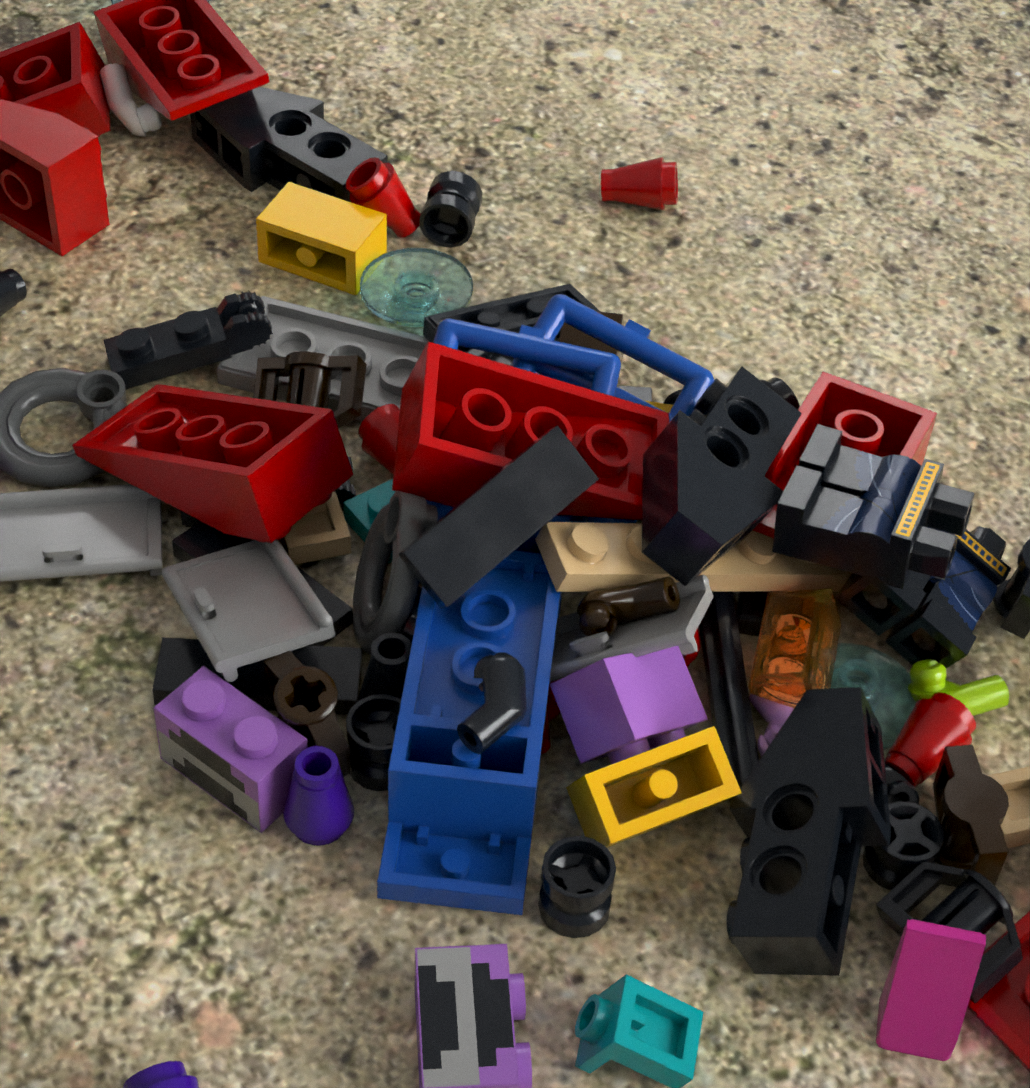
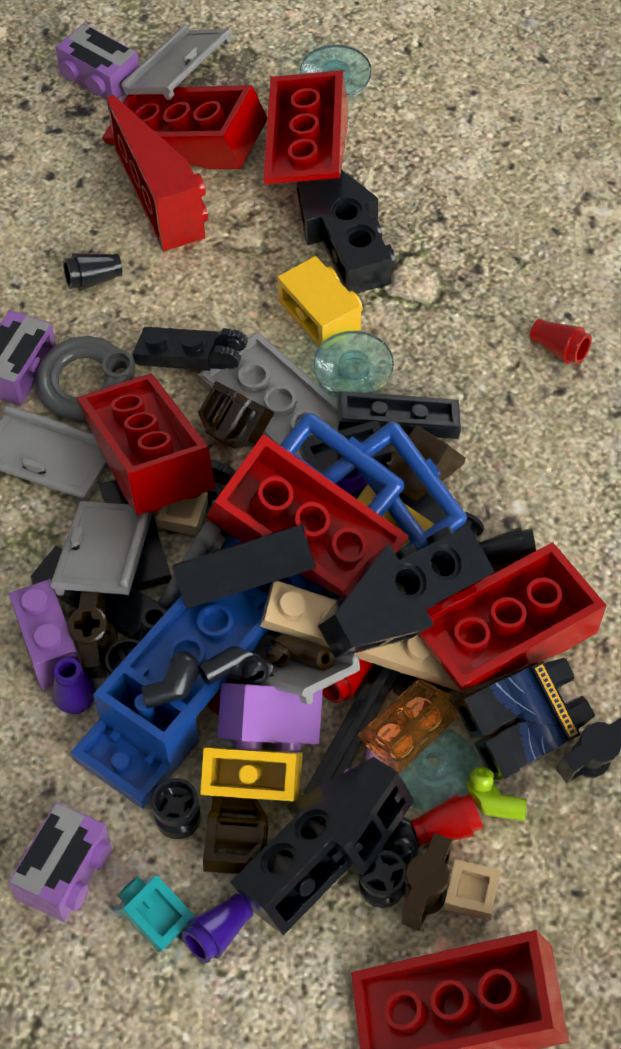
camera: 35 degrees right, 10 degrees up
(121, 102) = (258, 144): white arm -> none
(380, 189) = (371, 287): red cone -> none
(451, 209) = (420, 308): black wheel -> none
(565, 644) = (236, 663): none -> black arm
(677, 881) = (234, 834): none -> dark brown piece
(741, 1018) = (216, 928): none -> dark purple cone
(869, 512) = (481, 659): black hips -> none
(928, 989) = (317, 972): dark pink slope -> none
(971, 906) = (371, 943): black piece -> none

